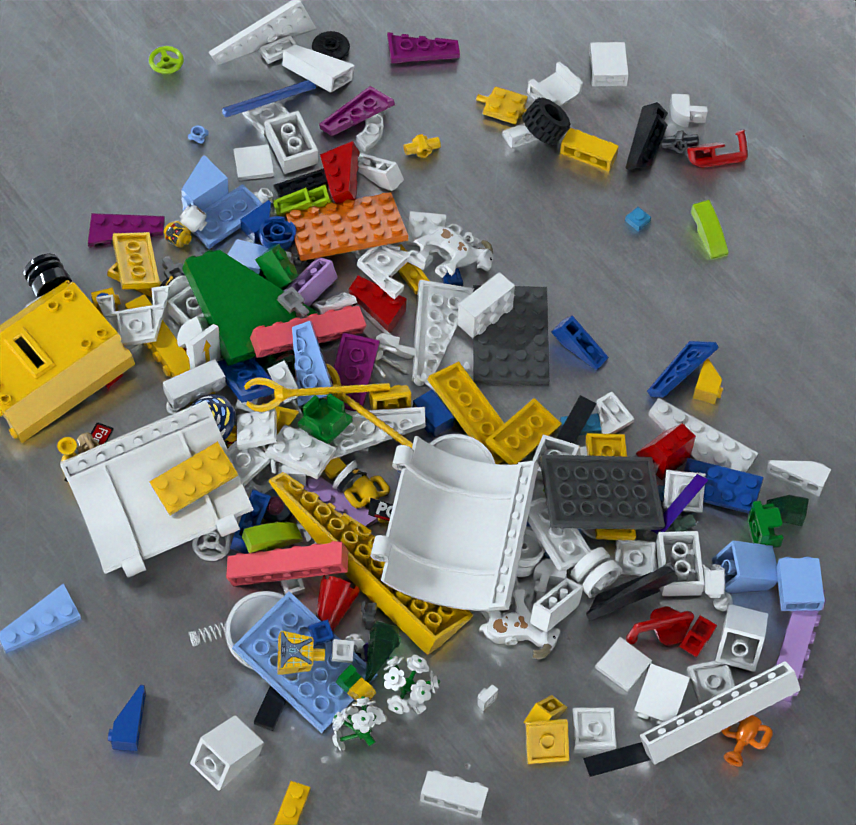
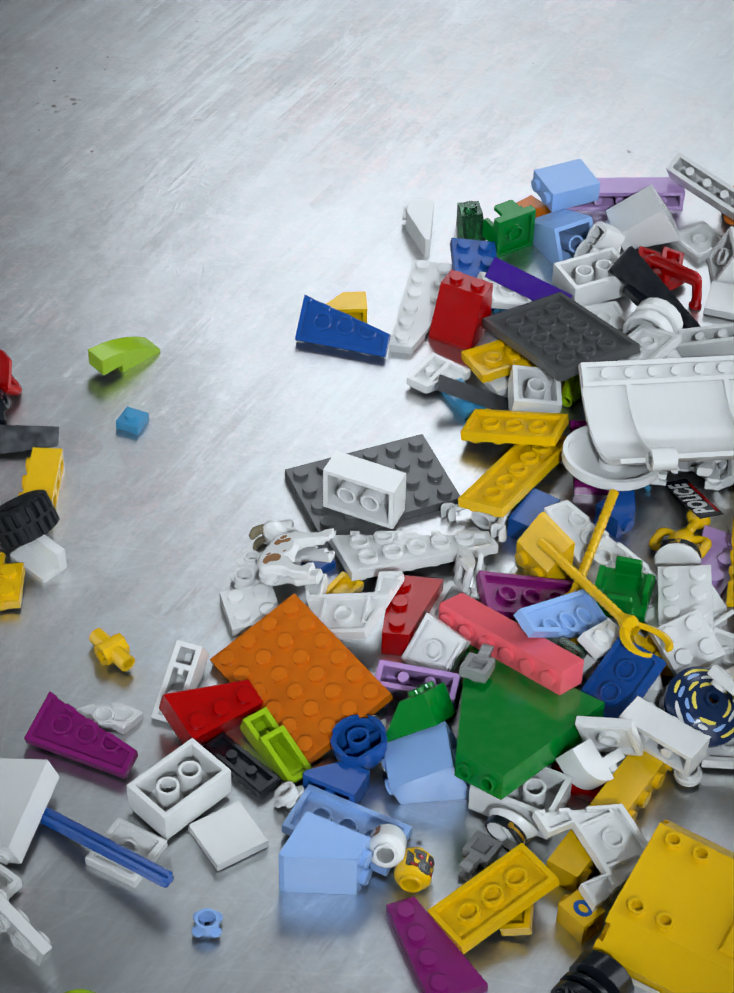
camera: 110 degrees left, 15 degrees down
(579, 342) = (351, 422): blue slope -> none

